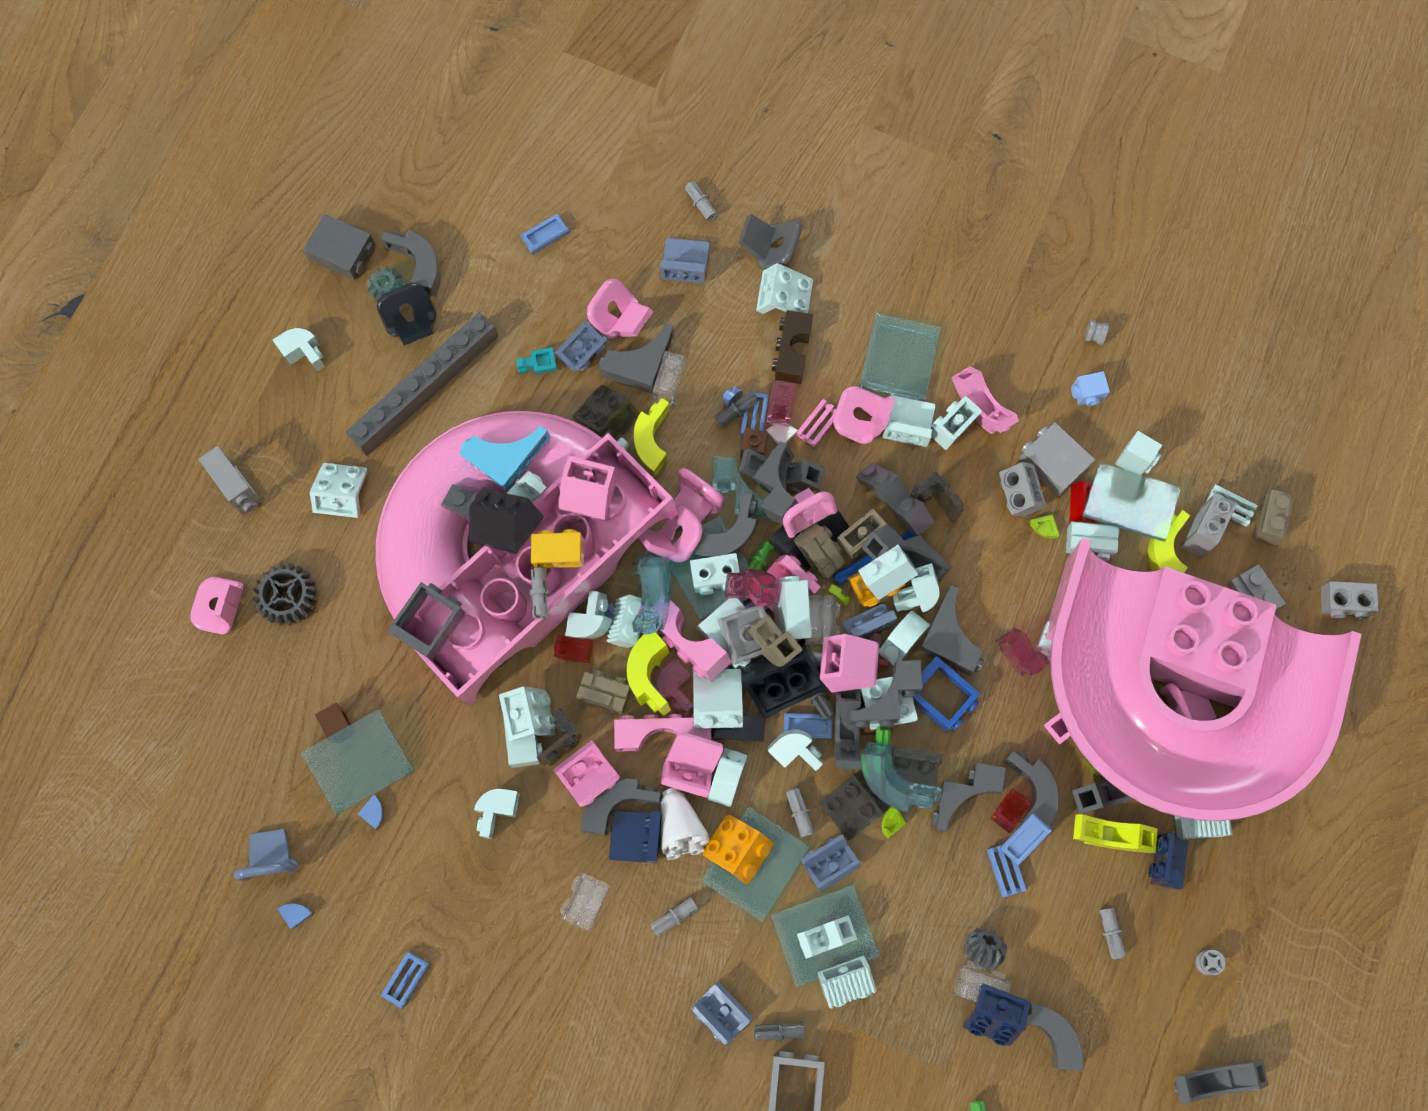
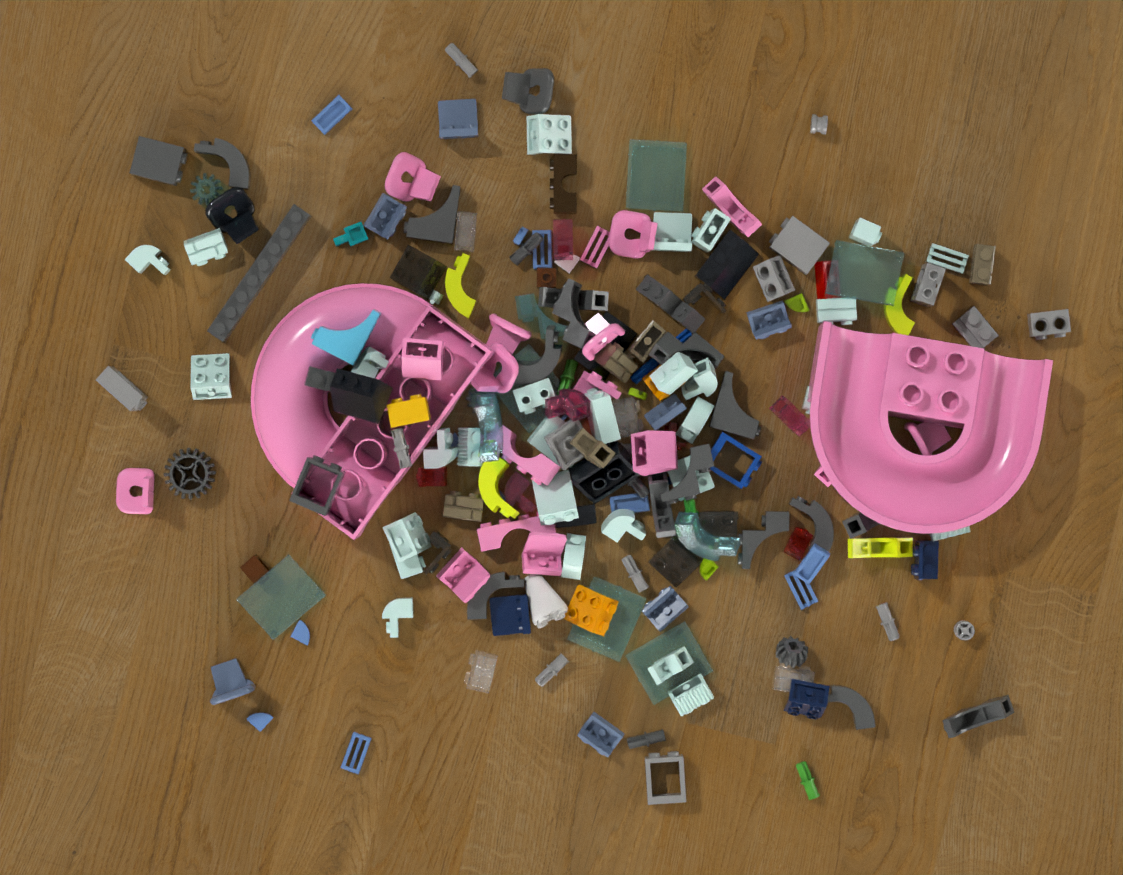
camera: 10 degrees left, 15 degrees up
(368, 345) = (206, 247): none -> light aqua brick
(970, 463) = (727, 264): none -> black slope
(1009, 537) = (769, 320): none -> sand blue bracket
(1090, 389) = (819, 178): light blue brick -> none

